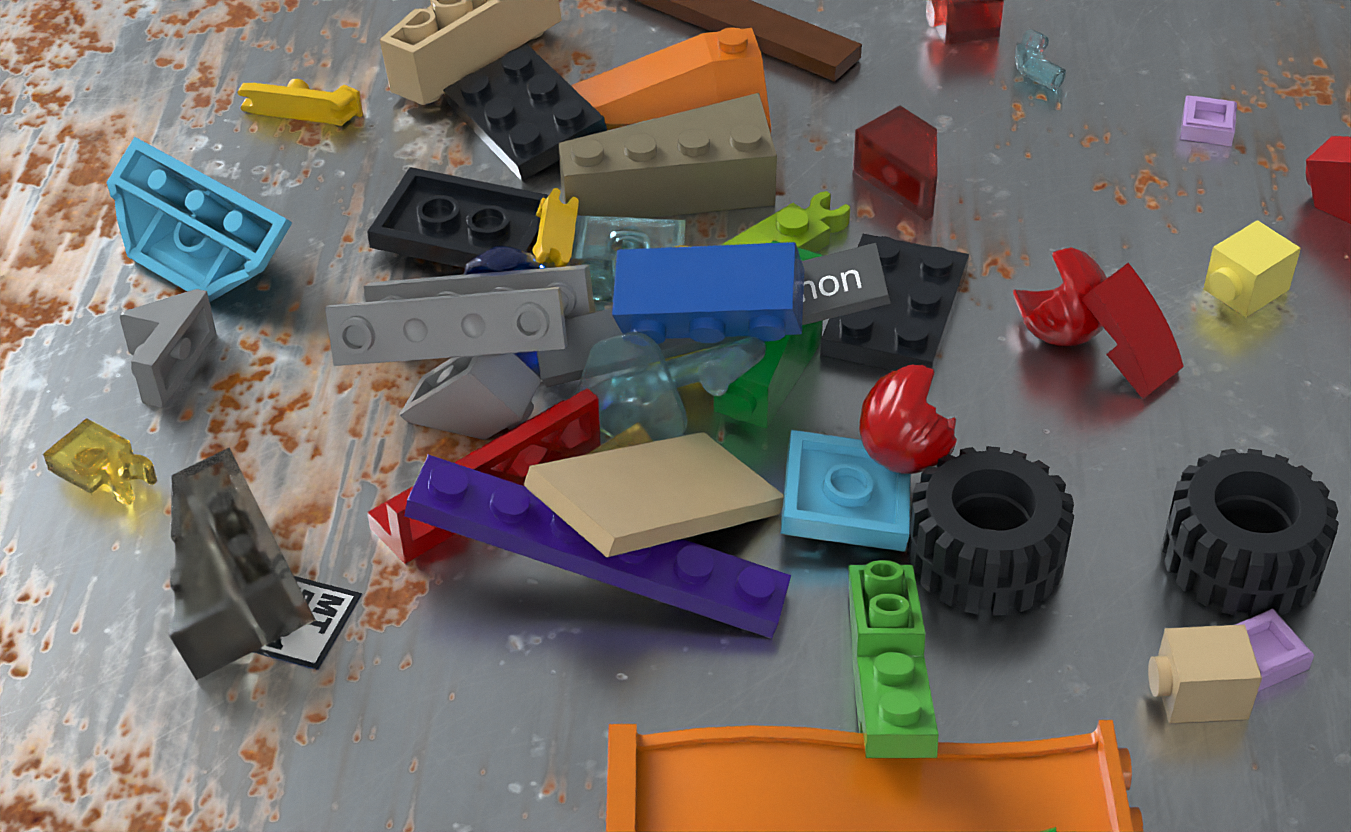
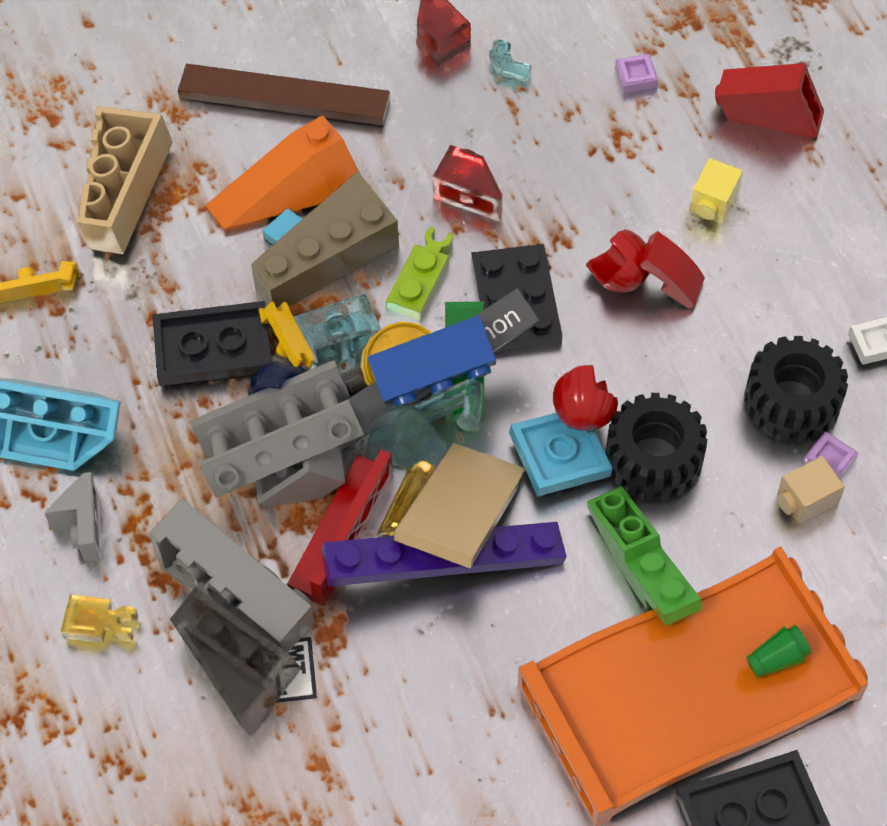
camera: 25 degrees left, 15 degrees up
(293, 470) = (205, 557): none -> light grey wedge
(523, 110) = (196, 233): black plate -> none

